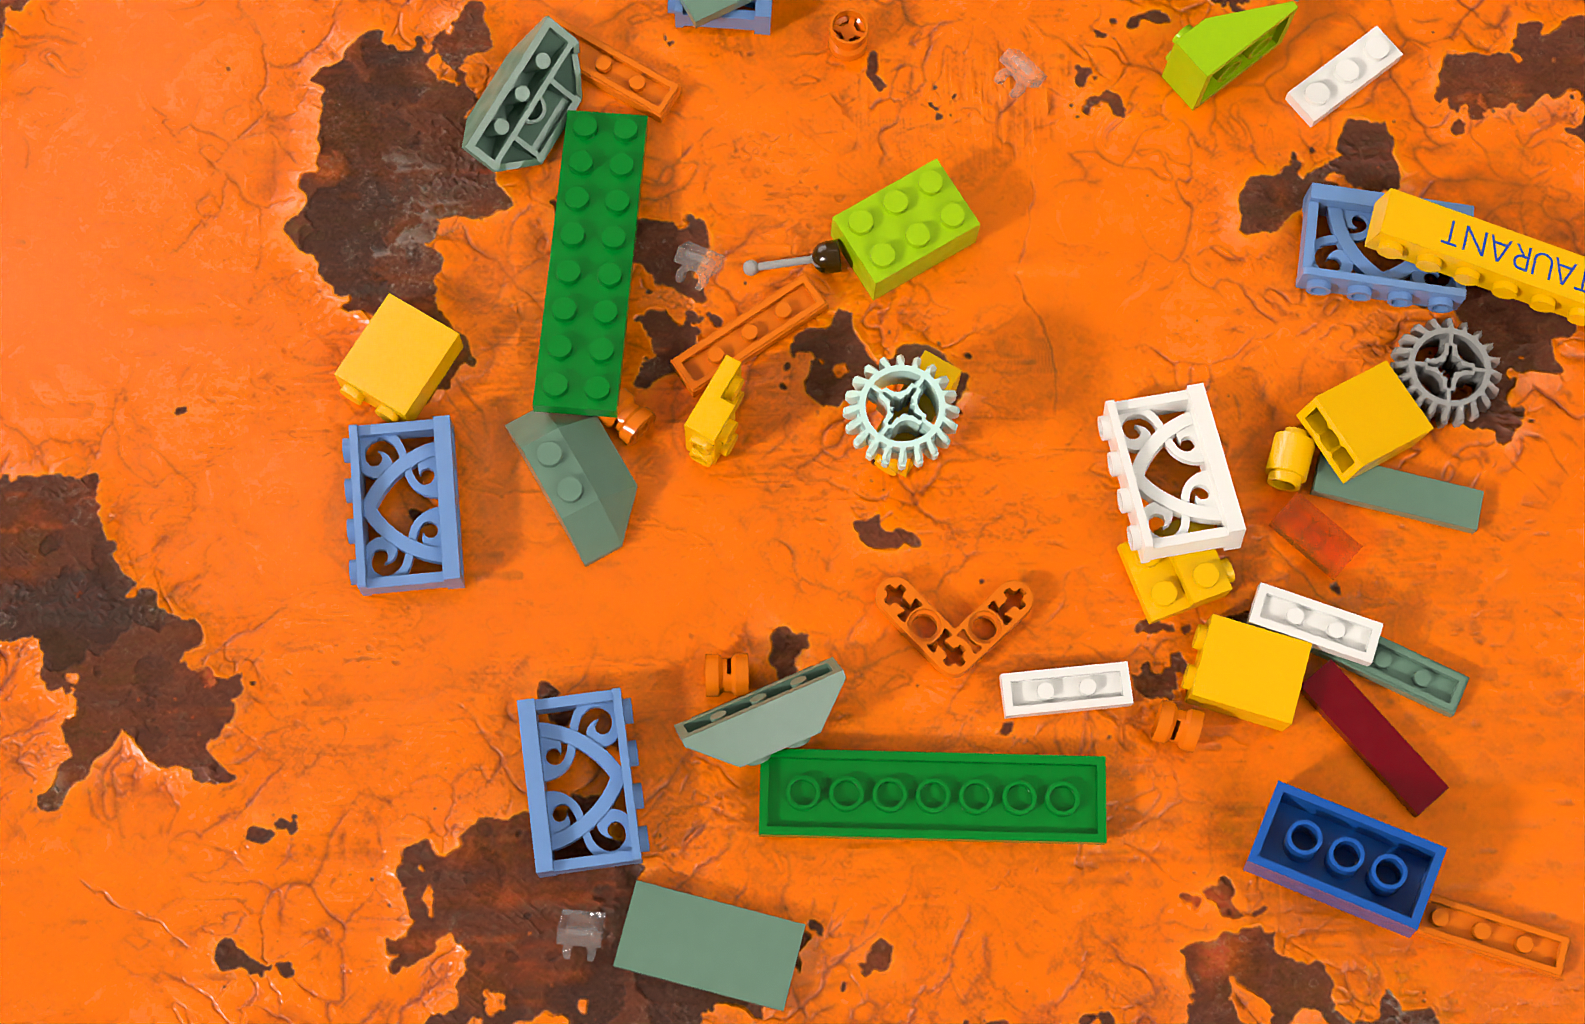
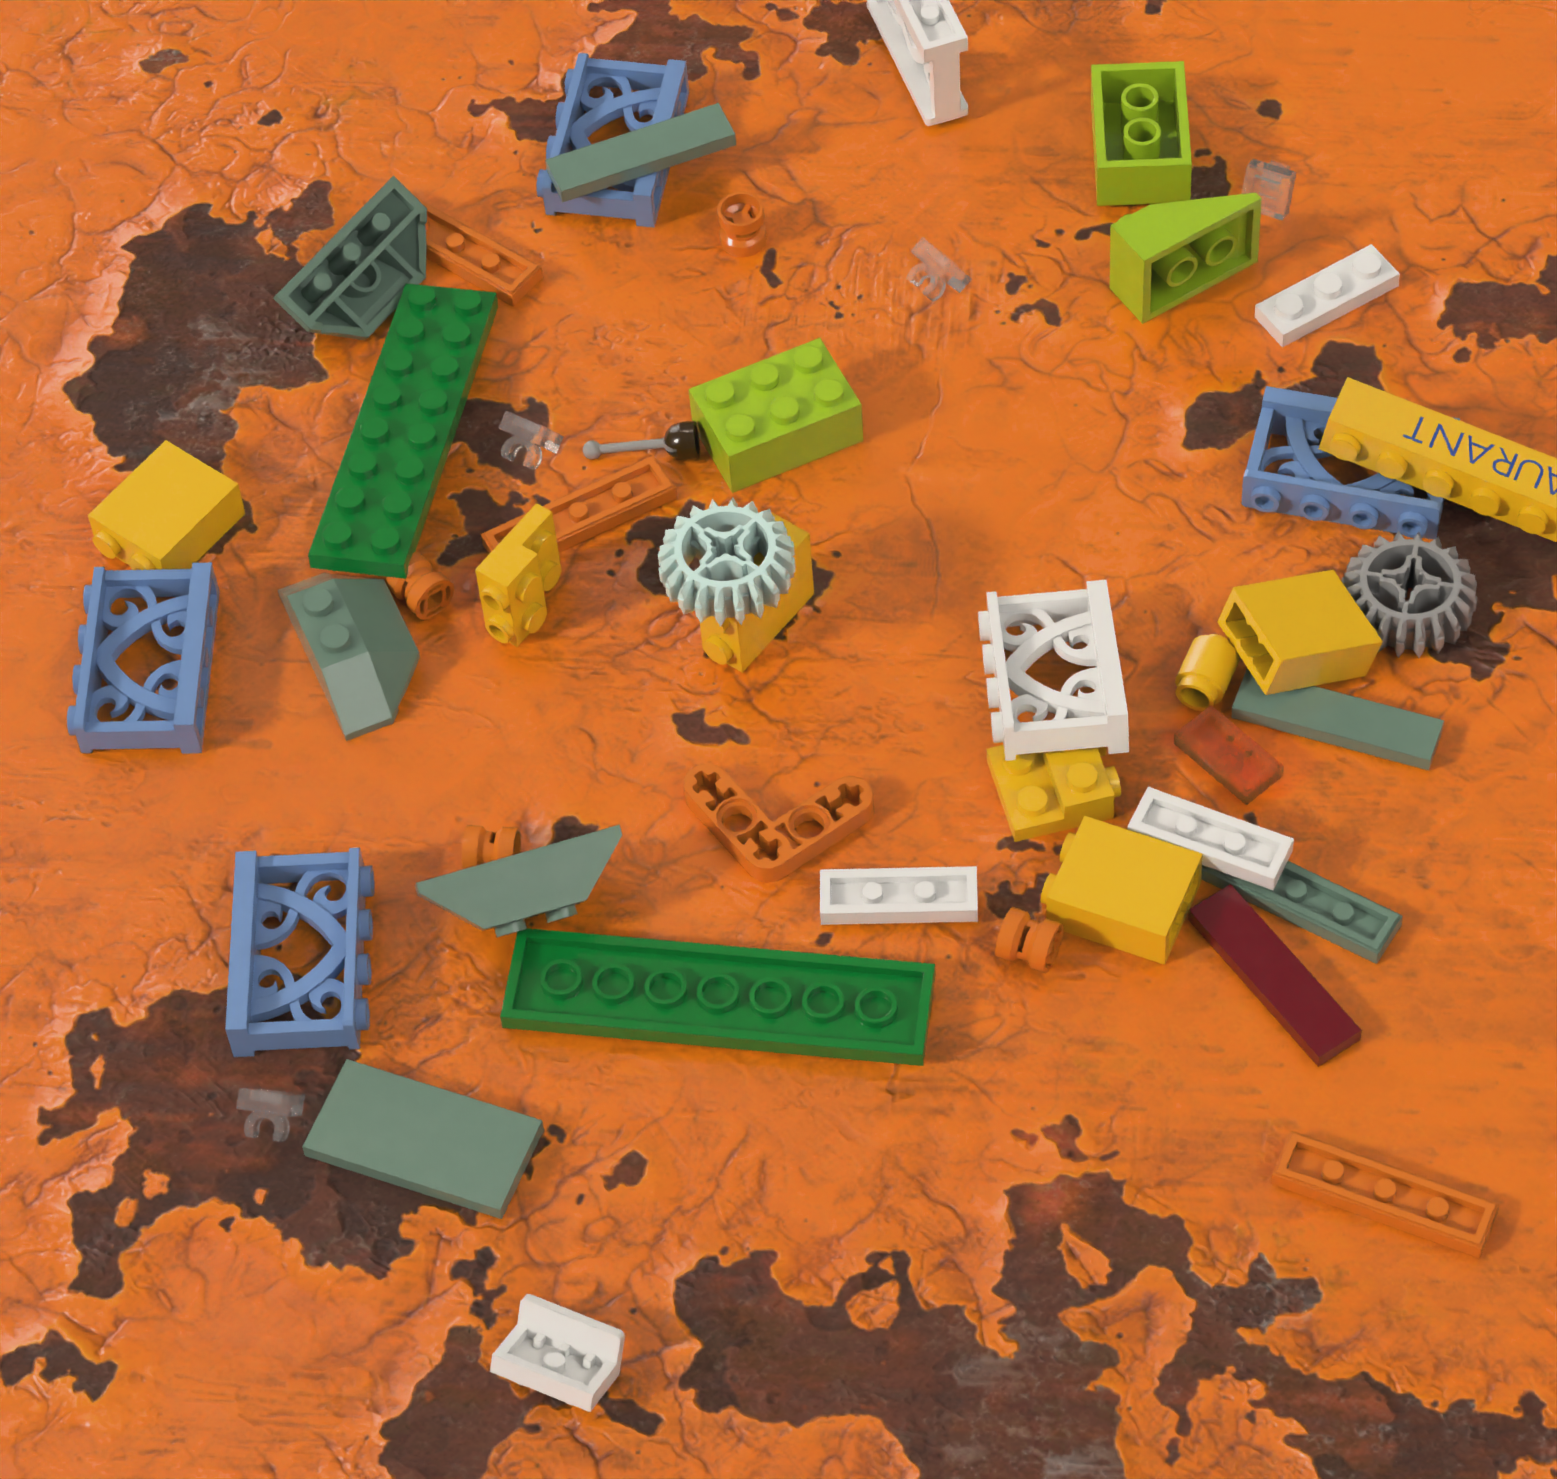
camera: 15 degrees right, 20 degrees down
(1345, 859) = (1212, 1084): blue brick -> none

